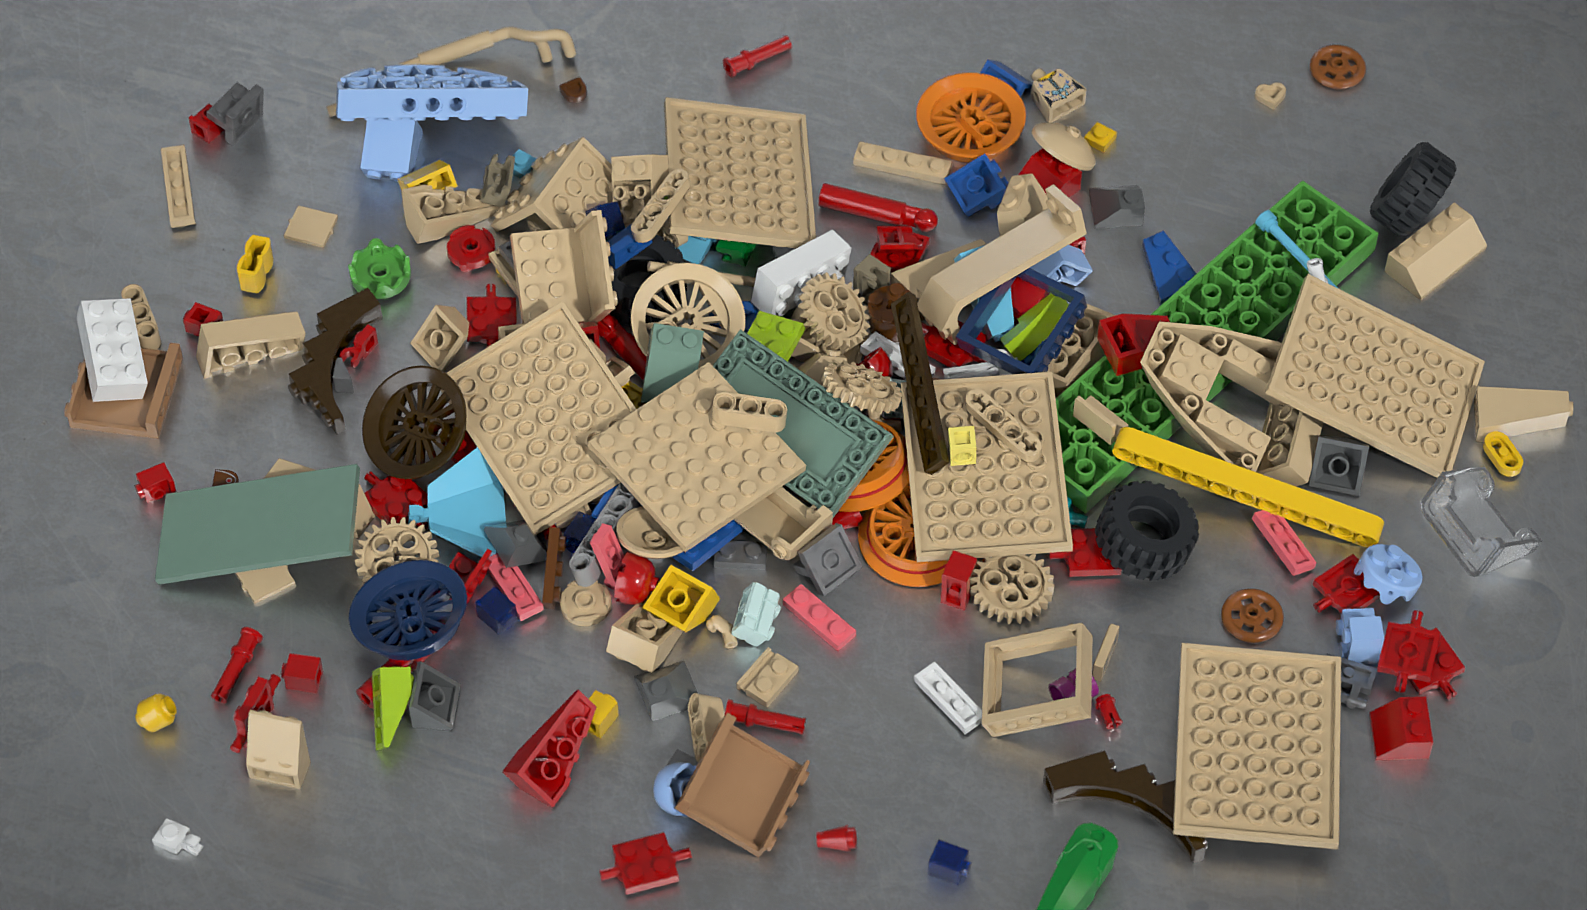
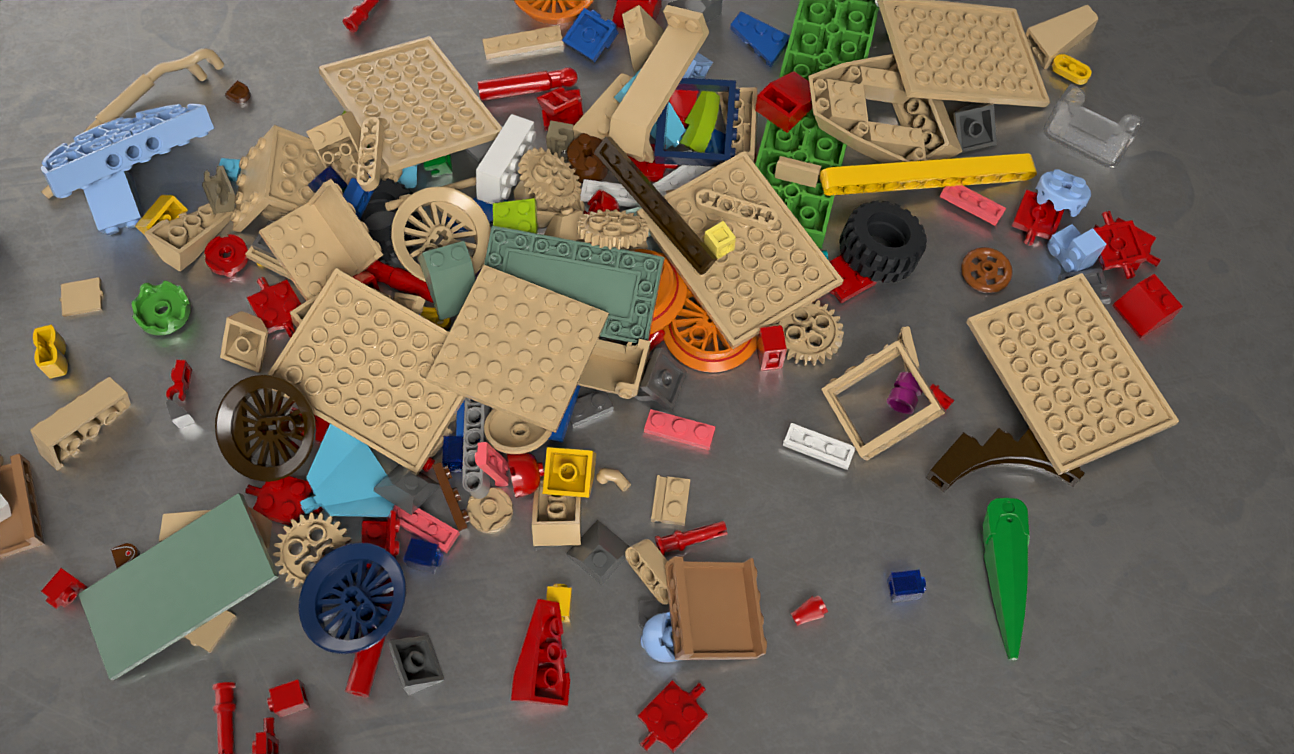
camera: 30 degrees left, 10 degrees up
(199, 315) = (26, 419): red brick -> none
(336, 331) = (153, 374): dark brown arch -> none
(390, 697) = (381, 686): lime slope -> none
(737, 414) = (536, 299): tan beam -> none
(756, 614) = (633, 453): light aqua brick -> none

